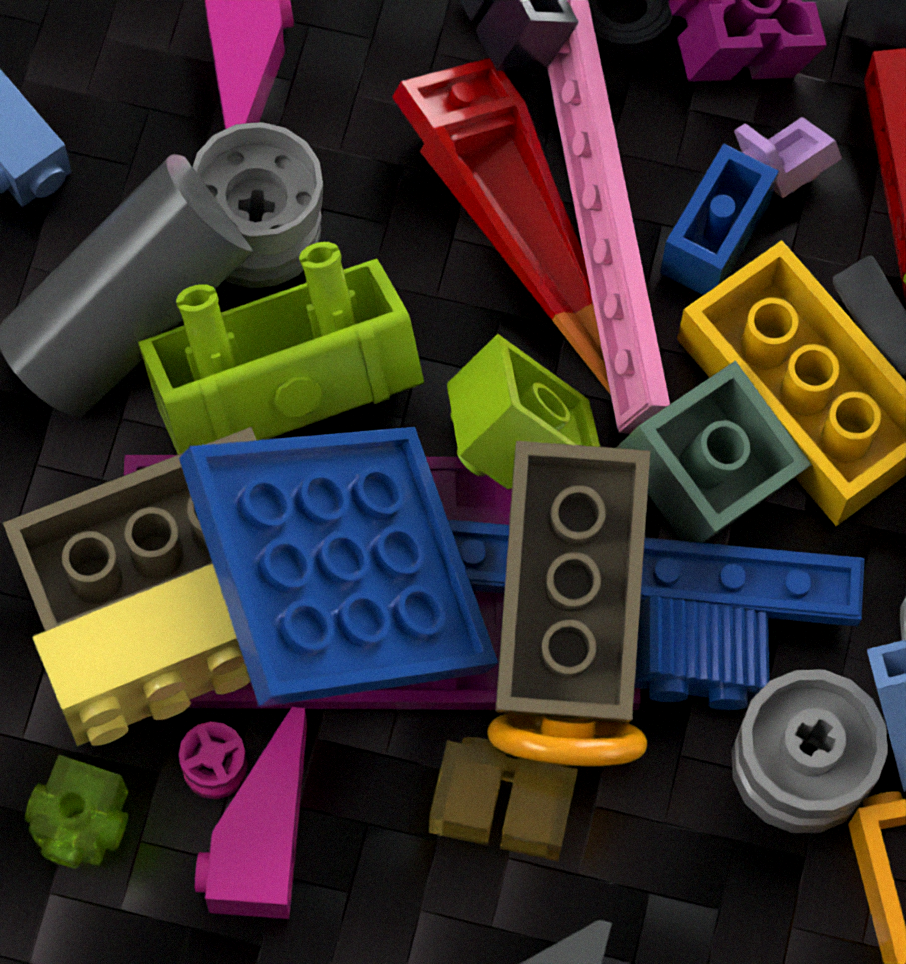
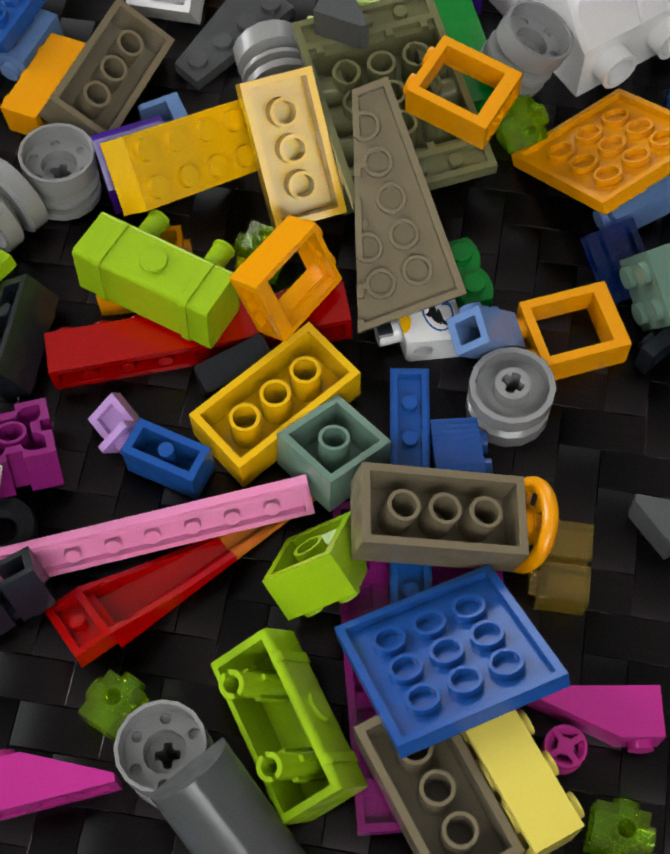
camera: 90 degrees left, 5 degrees down
(345, 142) = (111, 701): none -> clear neon green brick

